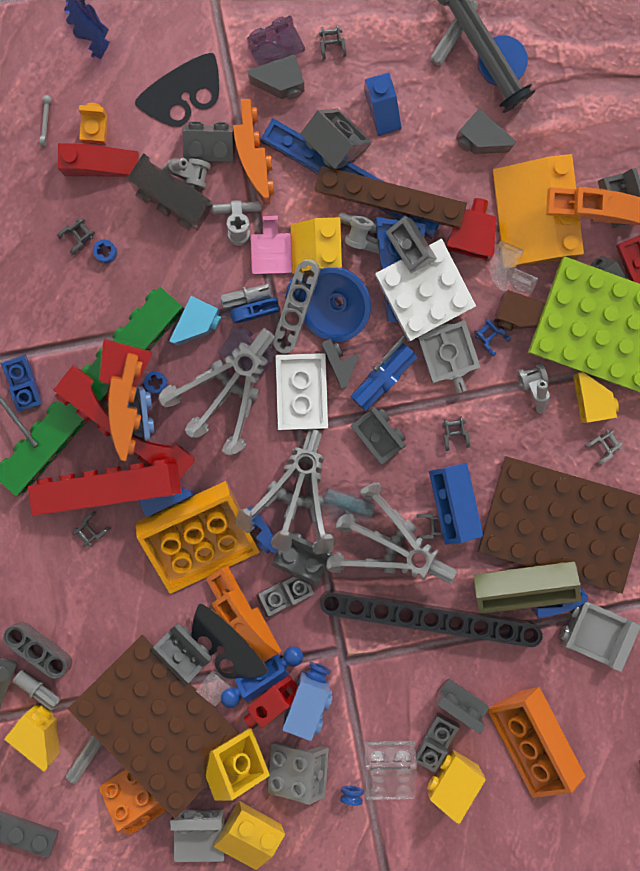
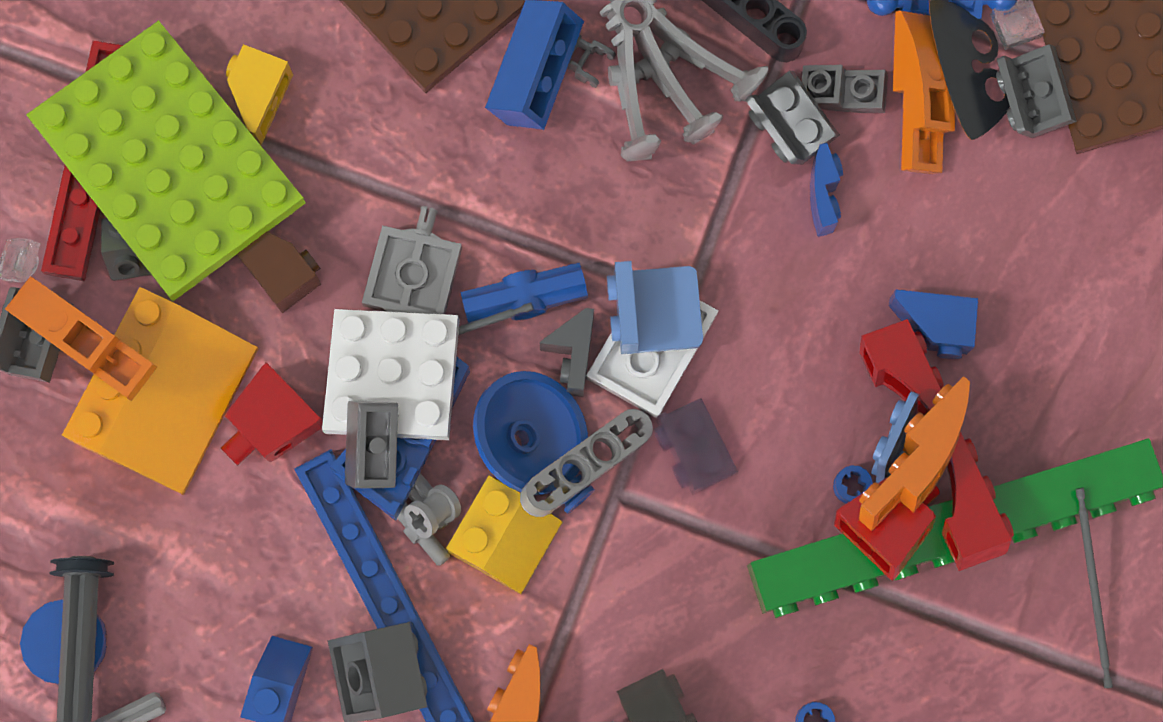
camera: 145 degrees left, 10 degrees down
(21, 382) = (1049, 603): blue slope -> none
(78, 531) = (1061, 321): dark grey piece -> none
(104, 489) = (1015, 370): red brick -> none
(195, 322) = (742, 533): medium azure slope -> none
(195, 537) = (922, 234): light orange slope -> none
(197, 427) = (828, 382): light grey piece -> none
(237, 223) = (584, 663): light grey piece -> none
(246, 296) = (649, 527): light grey axle -> none
(254, 310) = (649, 498): blue piece -> none
(271, 250) = (571, 574): bright pink piece -> none
(282, 539) = (753, 201): light grey piece -> none
(310, 407) = (655, 308): none -> medium blue bracket
(349, 502) = (680, 156): clear light blue pin -> none
(379, 435) = (583, 220): dark grey bracket -> none
(390, 197) = (355, 536): reddish brown plate -> none
(461, 422) = (486, 165): dark grey piece -> none
(484, 136) = (164, 549): dark grey slope -> none
(489, 324) = (352, 256): blue piece -> none
(504, 269) = (260, 331): clear brick -> none
(536, 382) = (319, 163): light grey piece -> none
(609, 434) = (285, 8): light grey piece -> none

